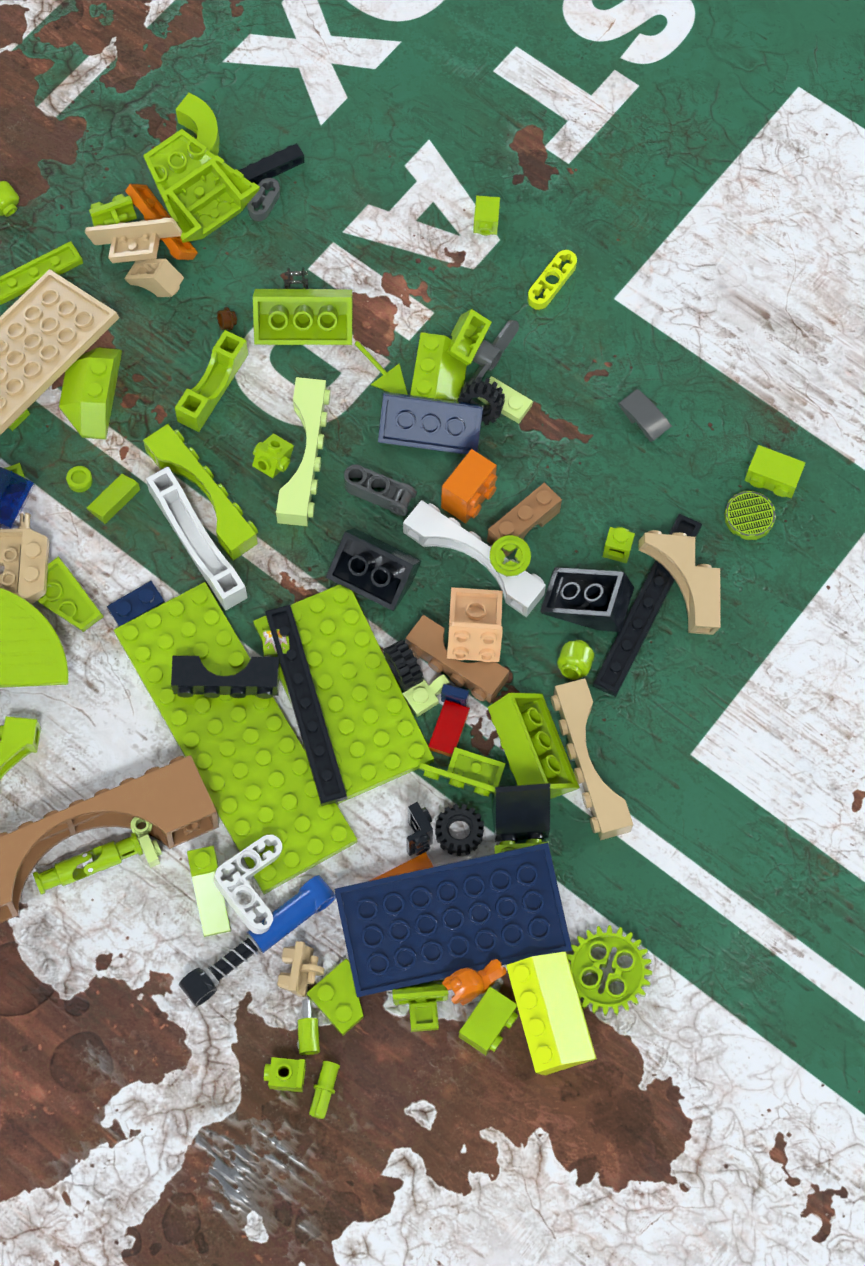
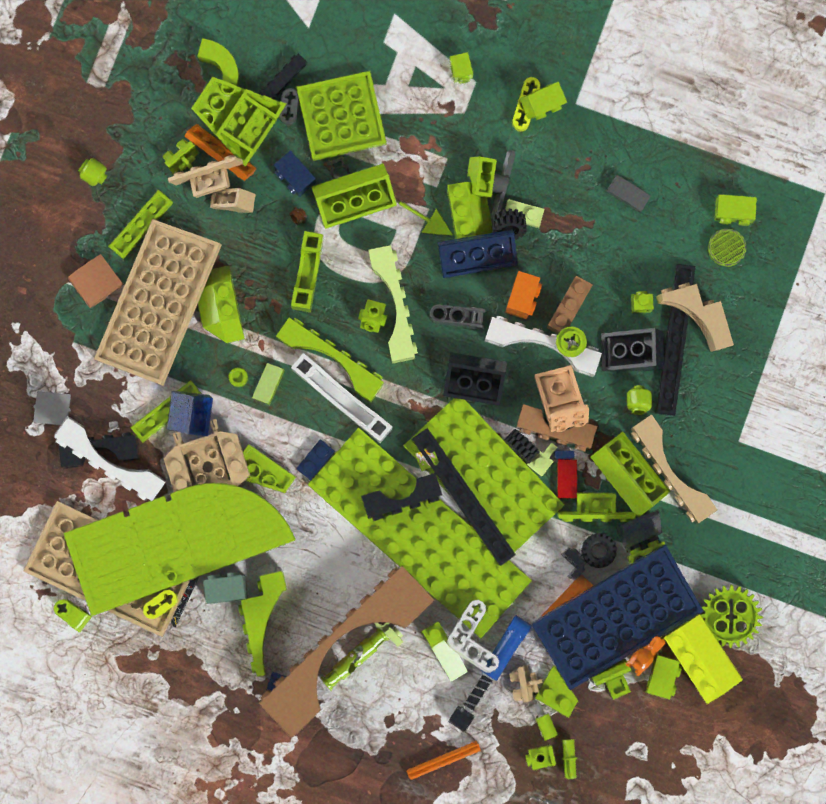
camera: 20 degrees left, 15 degrees up
(154, 1035) = (443, 760): none -> orange axle
(239, 270) = (294, 174): none -> dark blue brick
(322, 226) = (341, 115): none -> lime plate
(573, 277) = (543, 100): none -> lime brick

